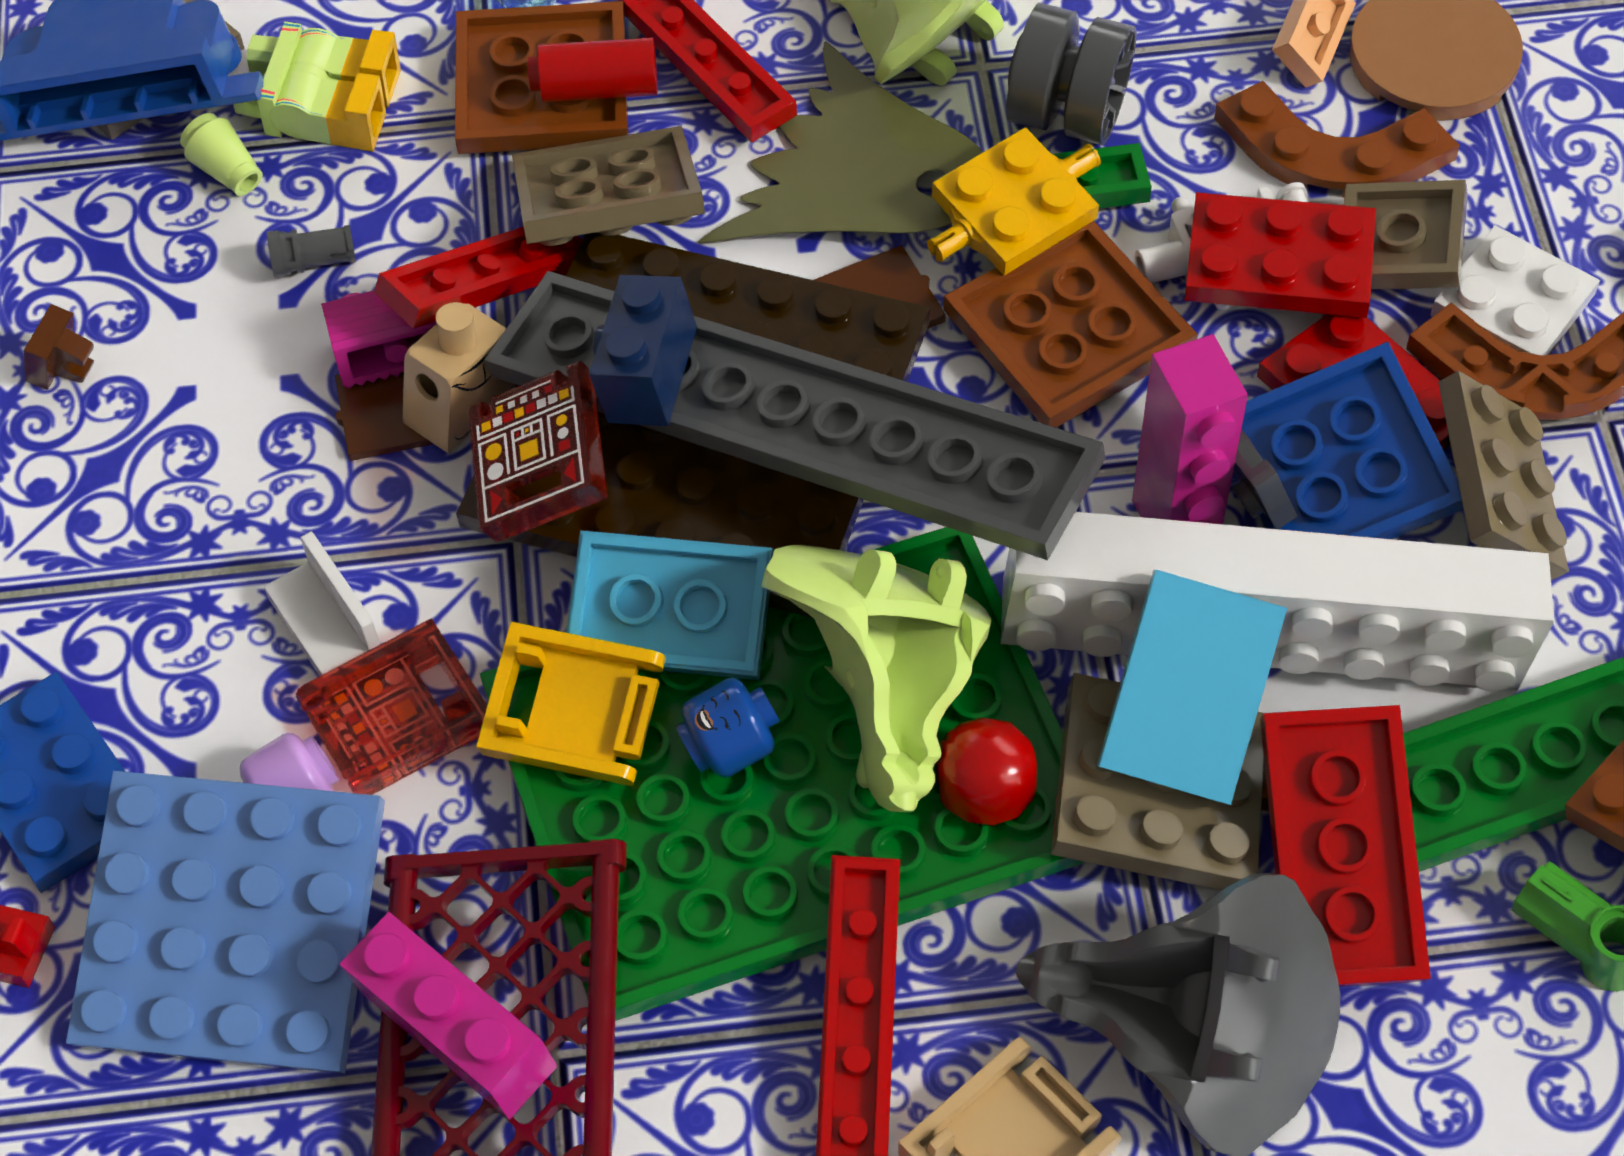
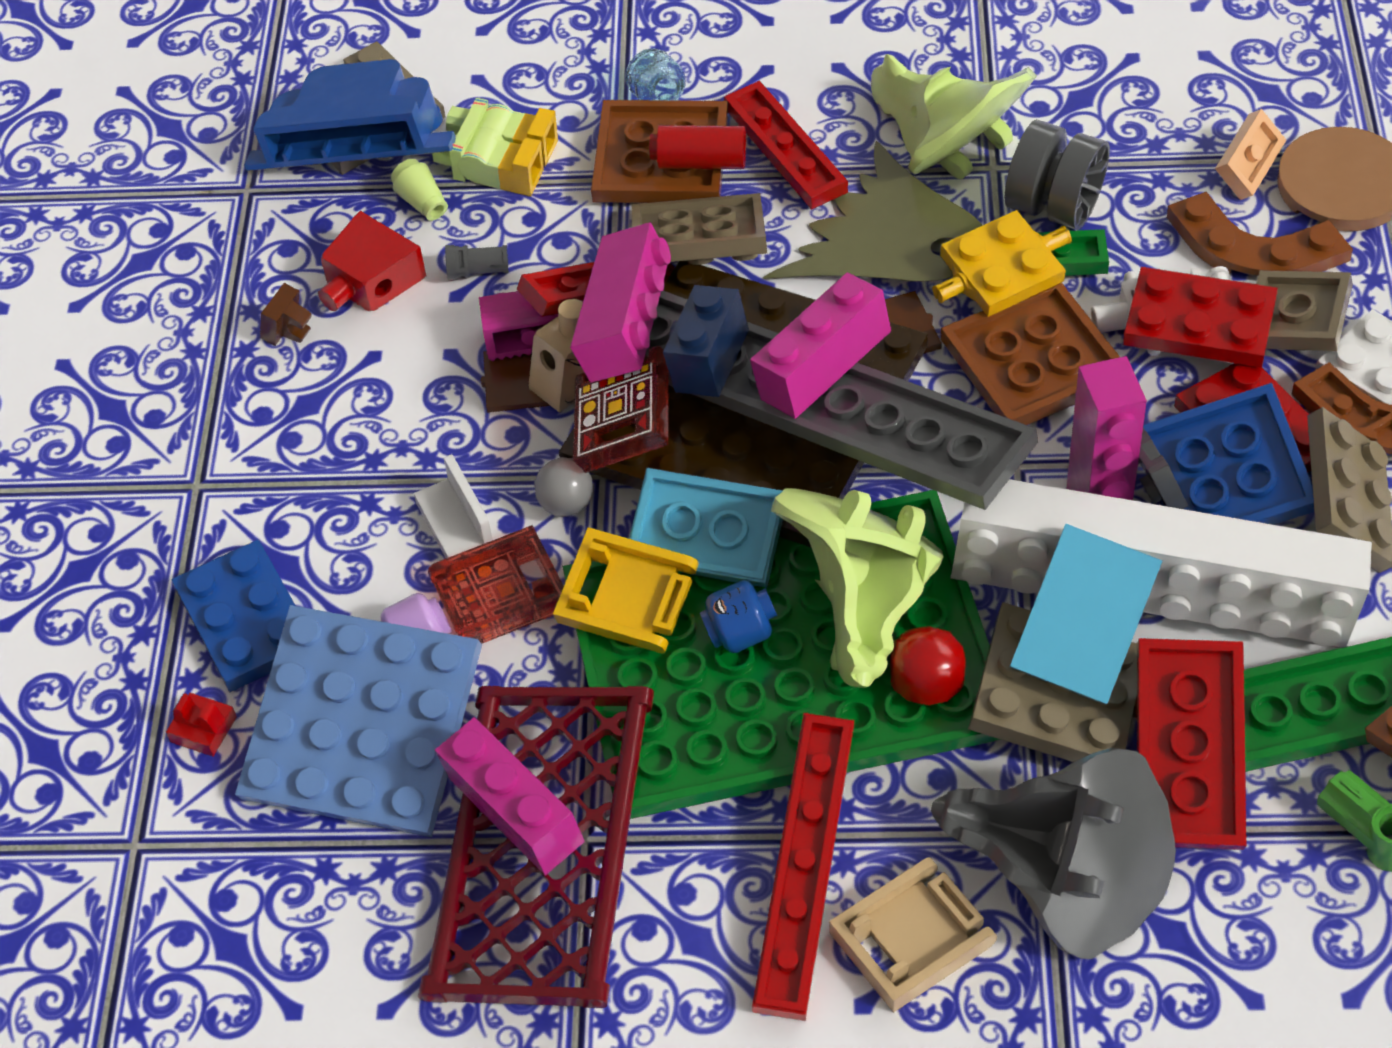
camera: 10 degrees right, 5 degrees down
(164, 267) = (369, 265): none -> red torso
(467, 562) = (563, 487): none -> light grey piece
(520, 303) = (621, 302): none -> dark pink brick
(800, 346) = (821, 345): none -> dark pink brick

